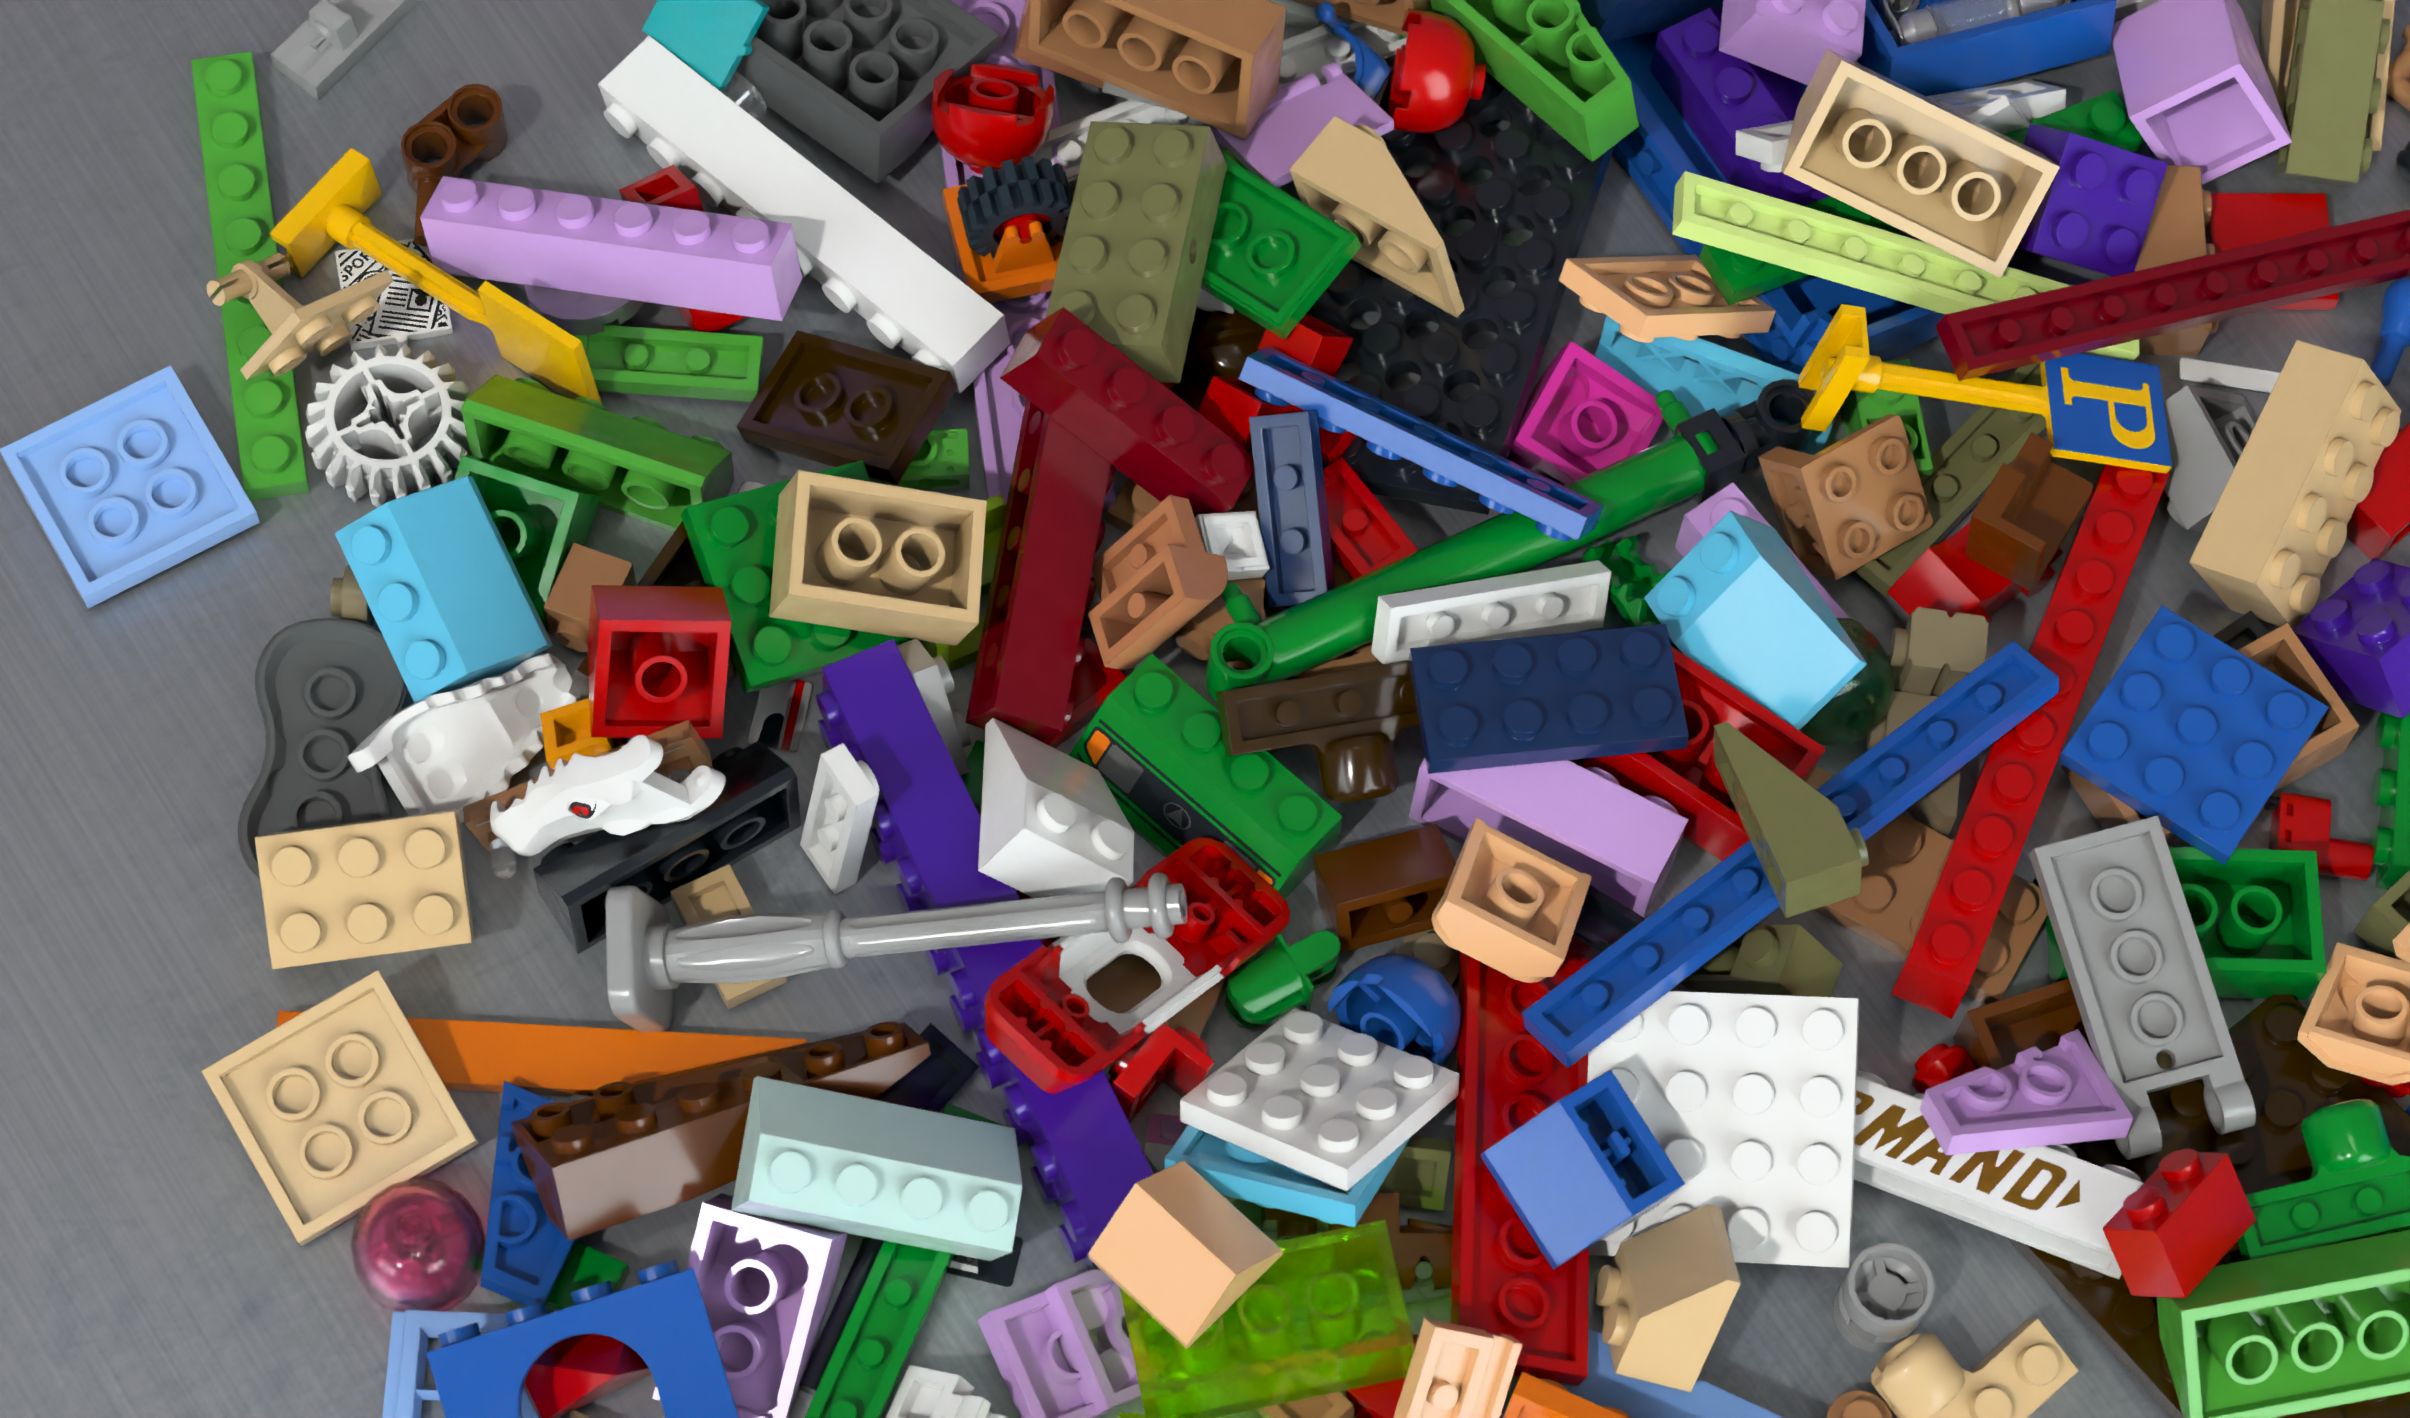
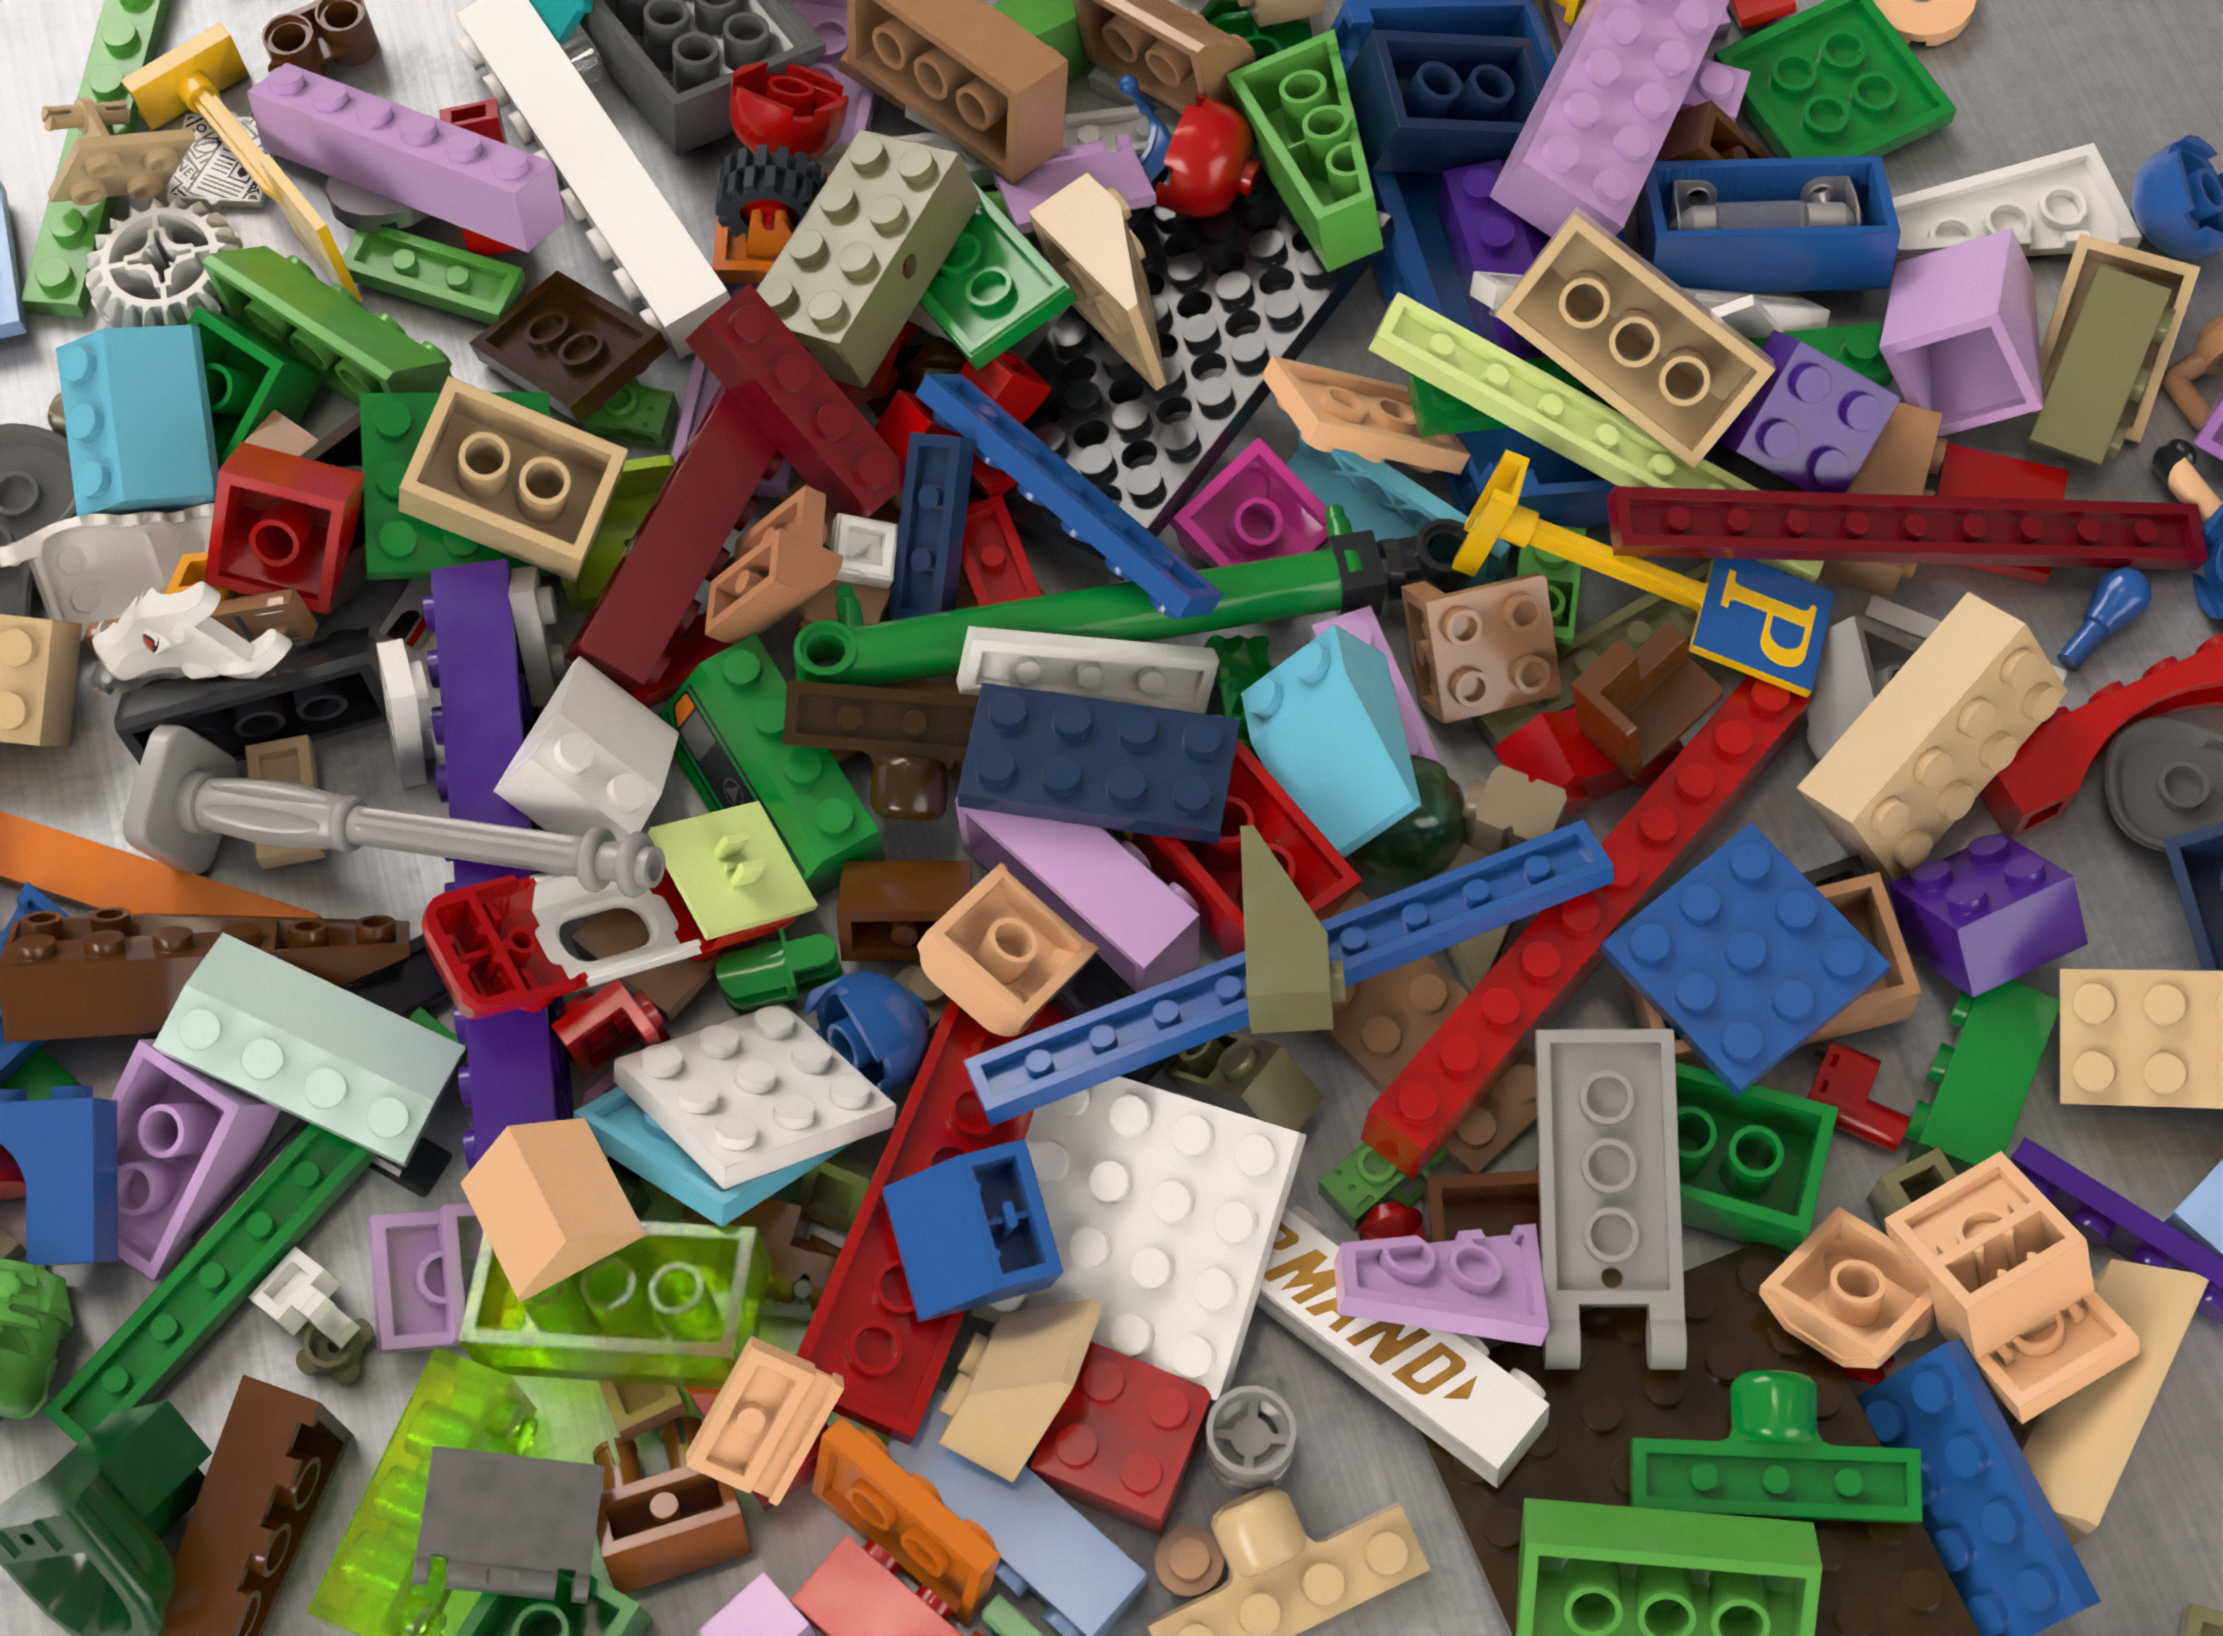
camera: 25 degrees right, 0 degrees up
(1226, 889) = (732, 870): none -> yellowish green piece
(1779, 1331) = (1124, 1438): none -> red brick
(1901, 1035) = (1369, 1181): none -> bright green piece
(2179, 1224) = (1560, 1449): red brick -> none

